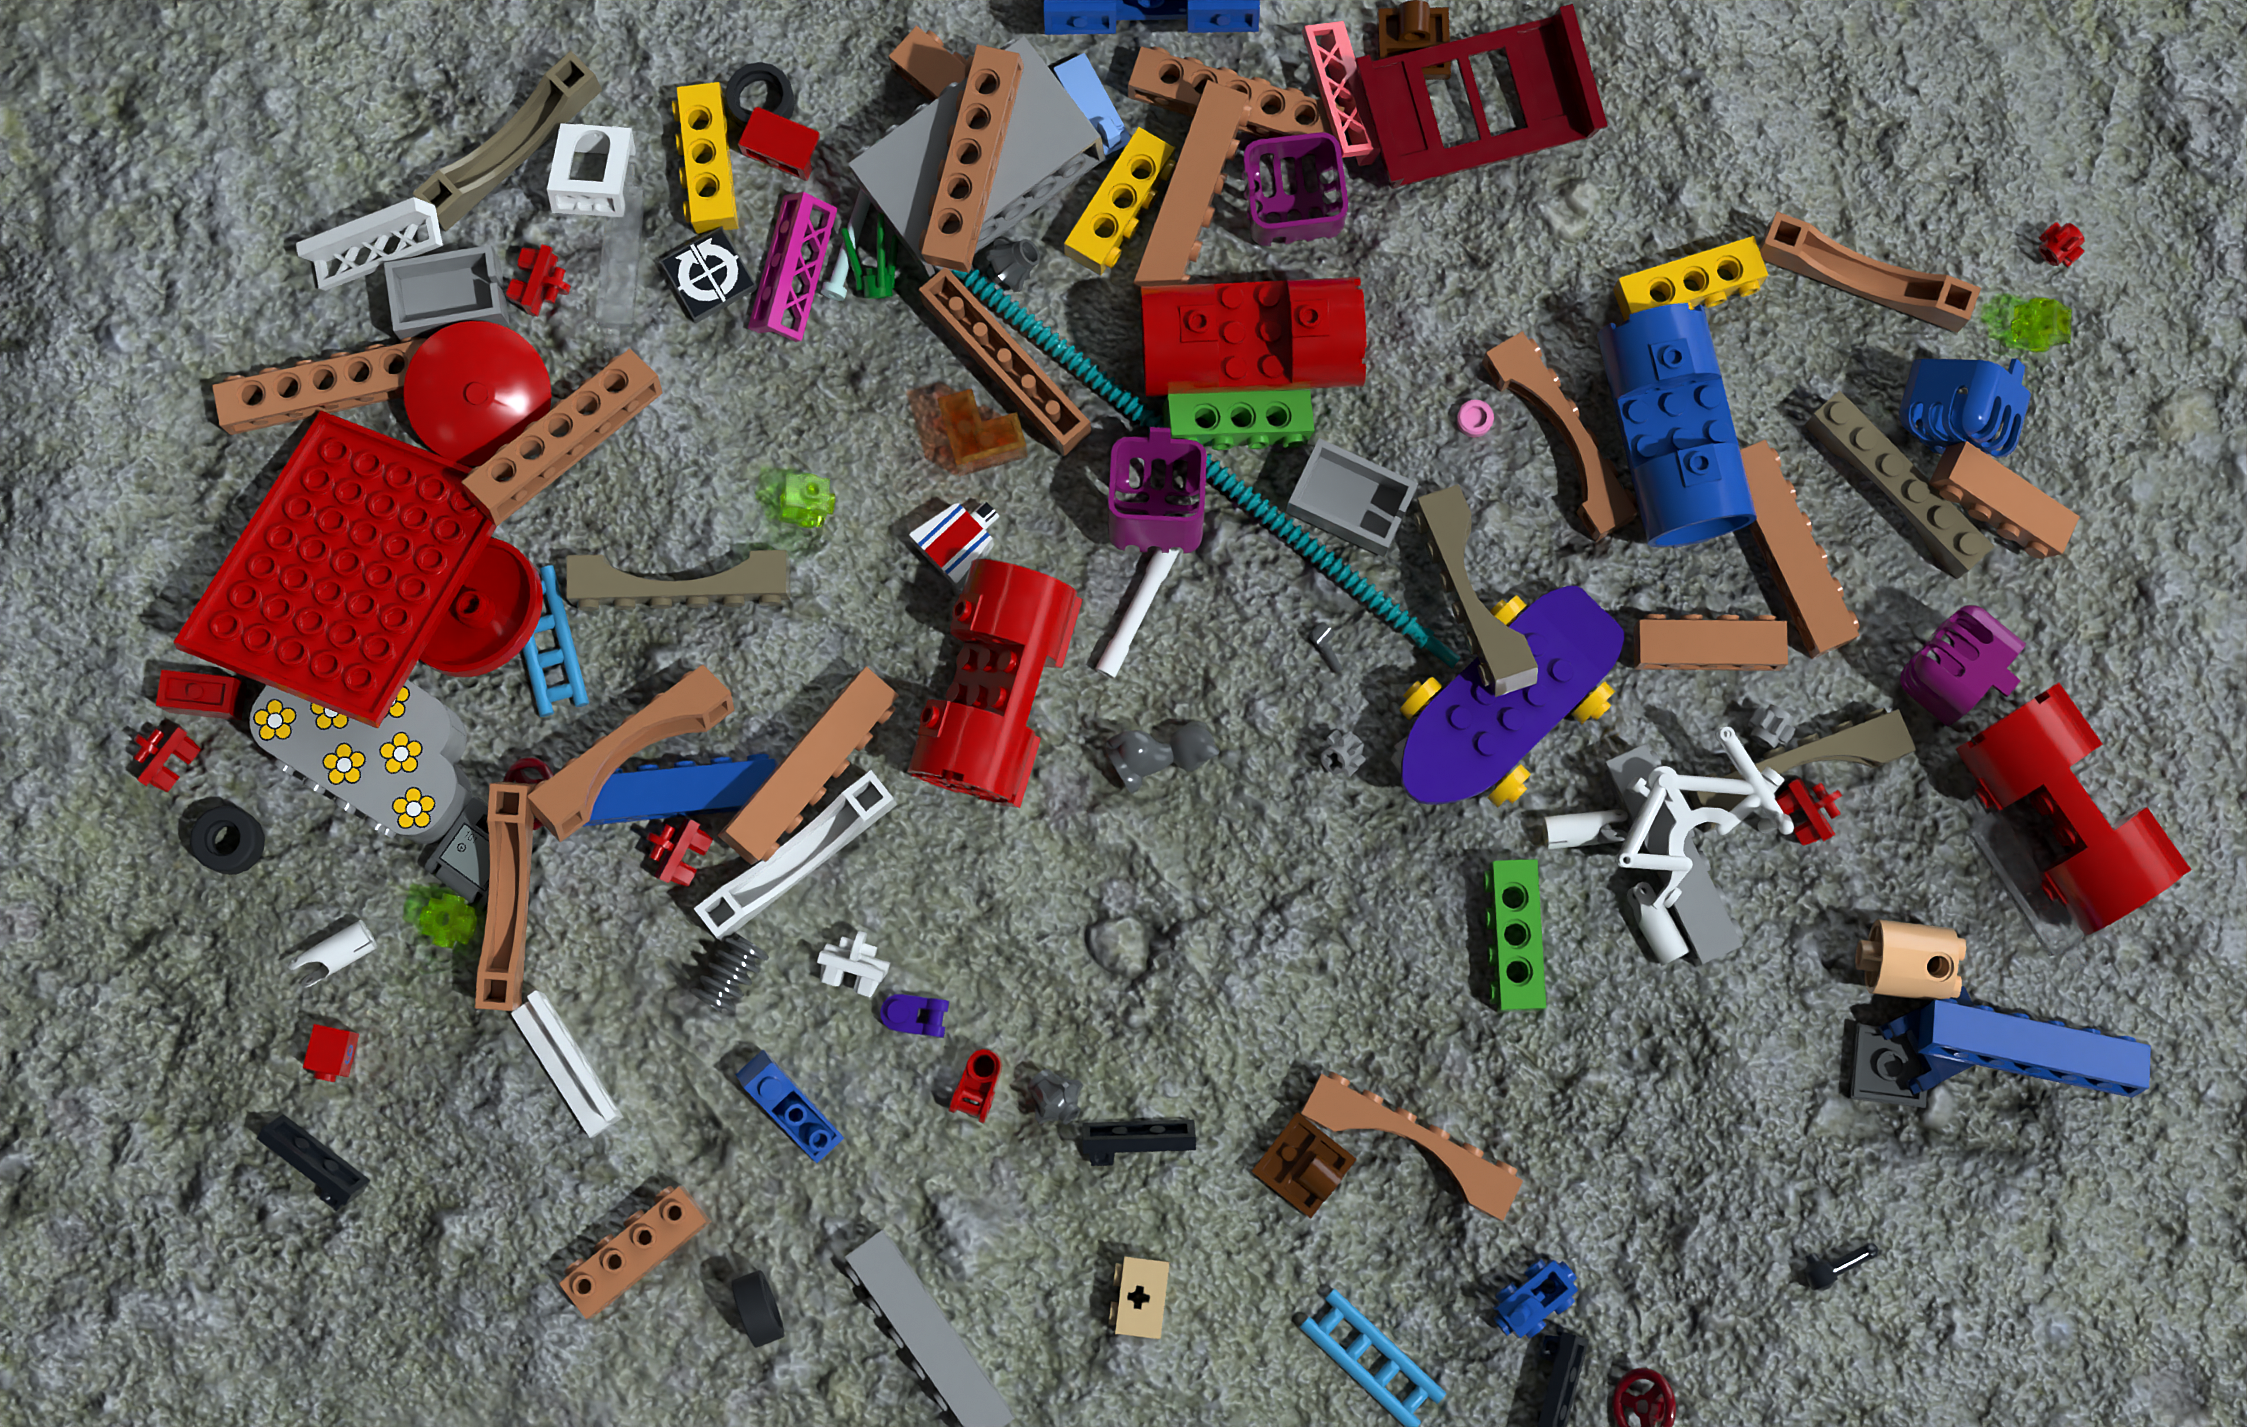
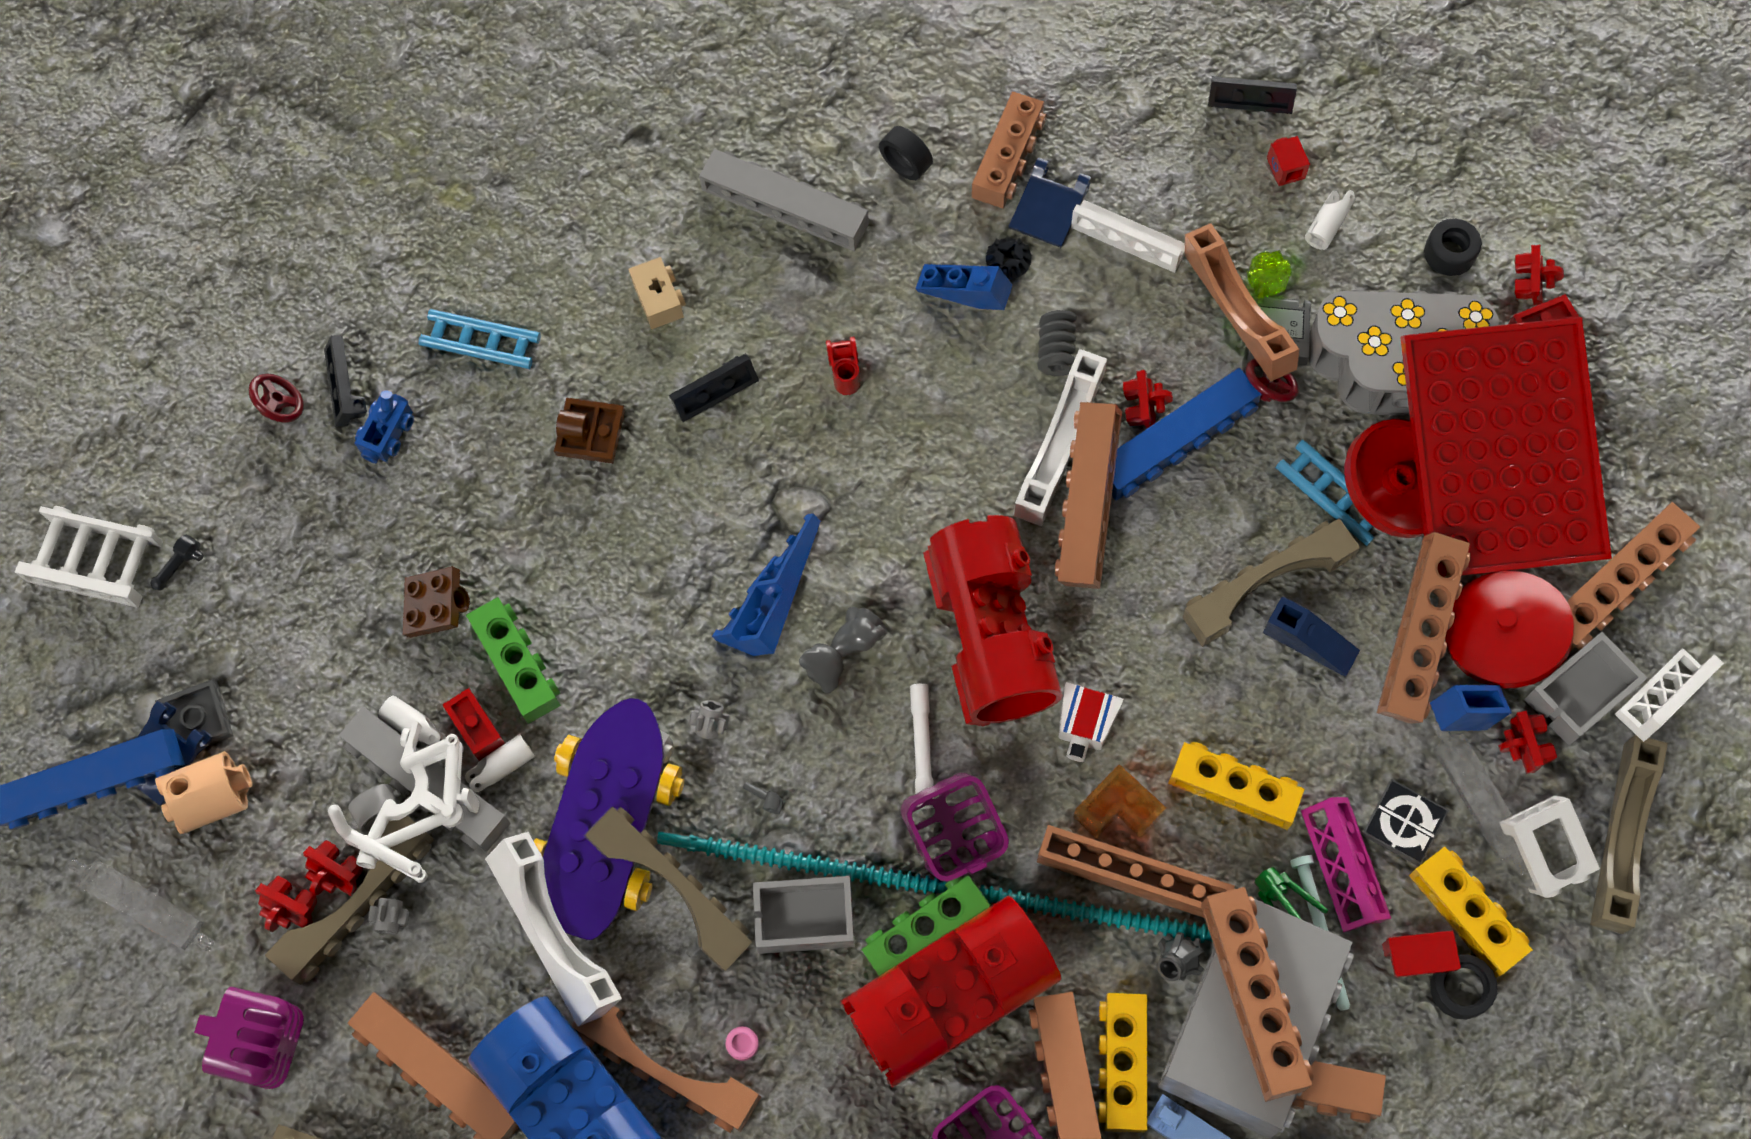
camera: 155 degrees right, 10 degrees down
(573, 334) = (1470, 707): none -> blue piece
(633, 1154) = (1048, 206): none -> dark blue flag
(678, 498) = (1310, 636): none -> dark blue slope
(688, 707) = (1239, 379): nougat arch -> none
(734, 1120) = (1012, 268): none -> black gear
(806, 500) = (1220, 674): clear neon green brick -> none
(822, 348) = (1246, 800): none -> yellow brick
(855, 958) = (977, 394): white hips -> none
(901, 1015) = (924, 382): dark purple plate -> none
(1054, 1097) = (786, 381): dark grey rock -> none
(1222, 844) = (763, 614): none -> blue wedge
(1481, 1183) = (580, 478): nougat arch -> none
(1574, 1049) = (433, 602): none -> reddish brown plate
(1593, 882) = (473, 724): none -> red panel
(1619, 675) = (579, 981): none -> white arch
(1710, 643) = (463, 955): nougat brick -> none
(1736, 847) = (368, 804): none -> light grey piece
(1881, 814) = (281, 909): none -> red hips
(1971, 1313) = (94, 584): none -> white fence
(2109, 866) = (77, 934): red cylinder -> none

